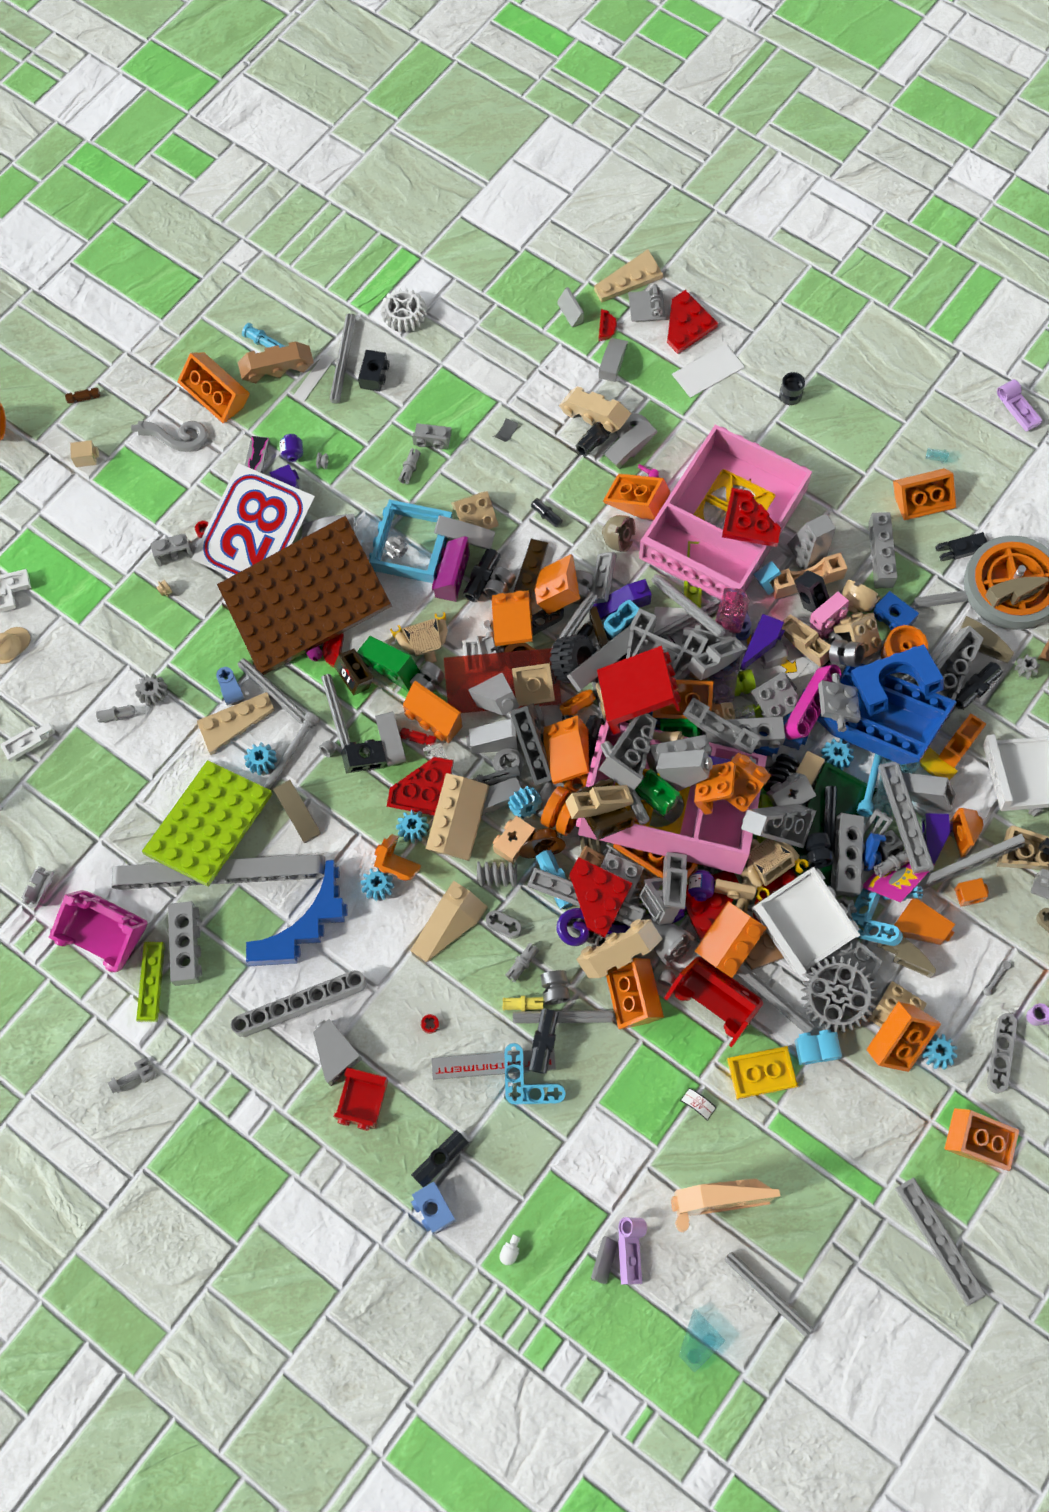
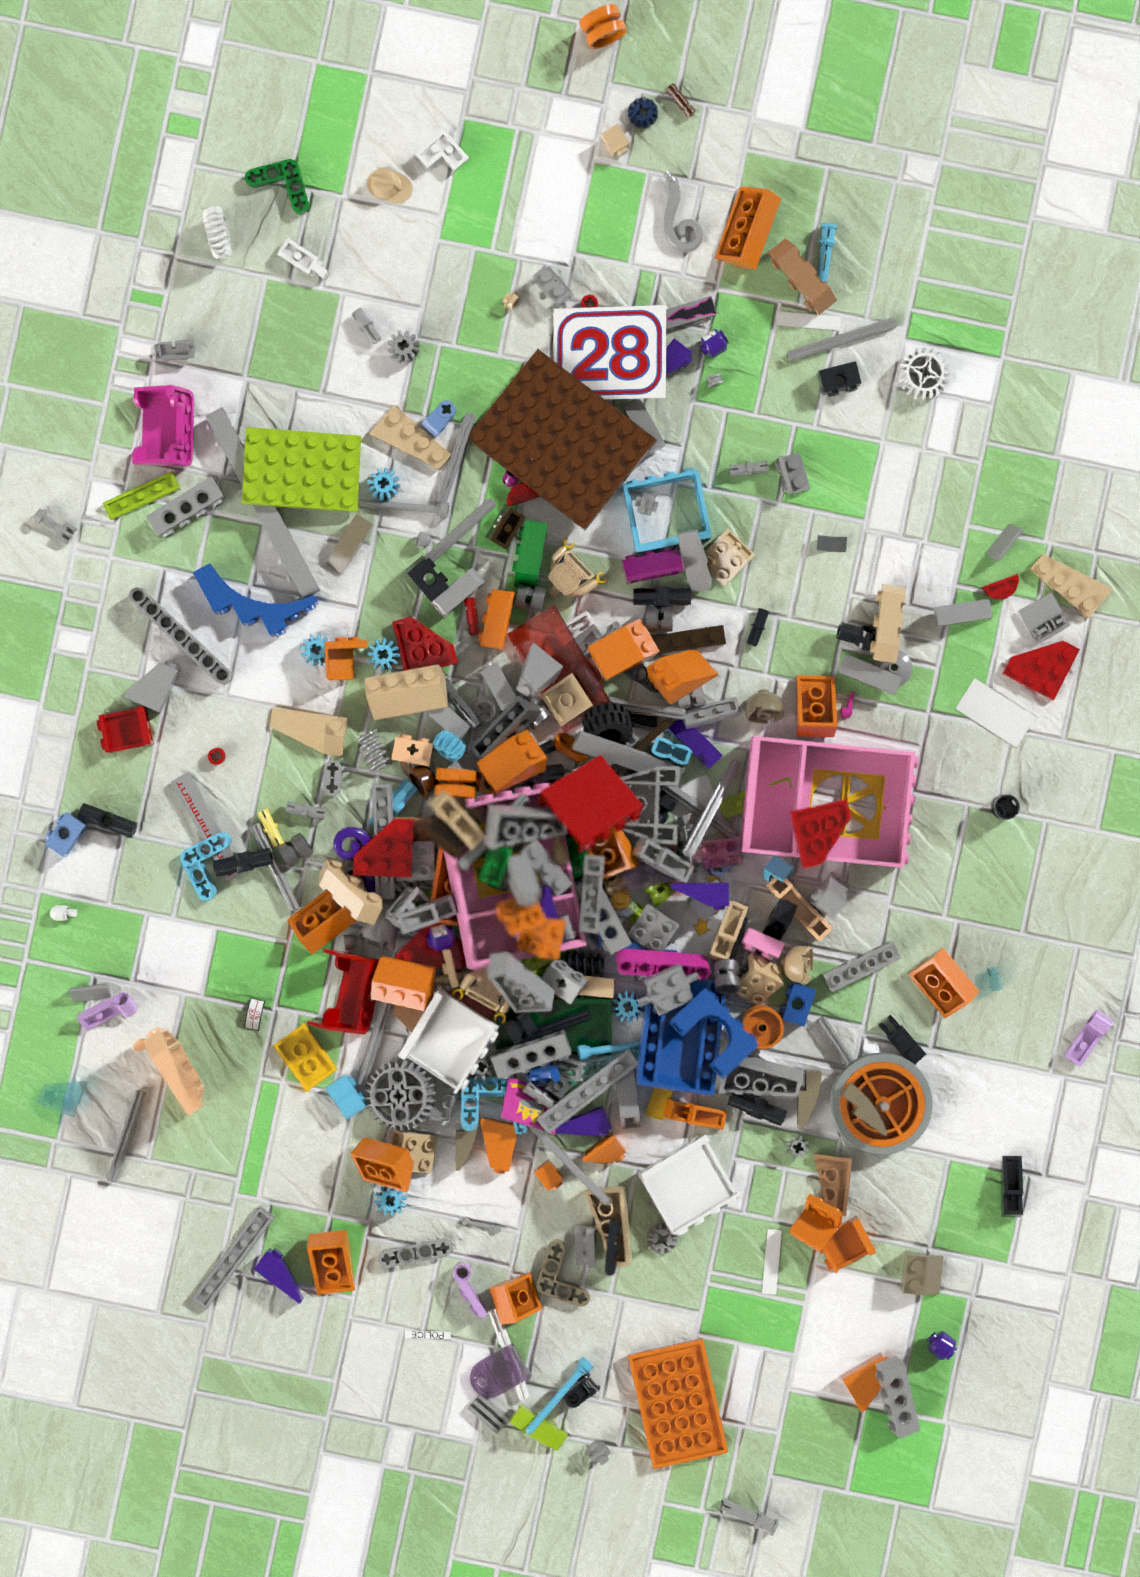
camera: 55 degrees right, 20 degrees up
(78, 431) = (639, 120): none -> dark blue gear
(737, 711) = (620, 900): none -> pearl gold plate
(971, 1199) = (277, 1272): none -> dark purple slope

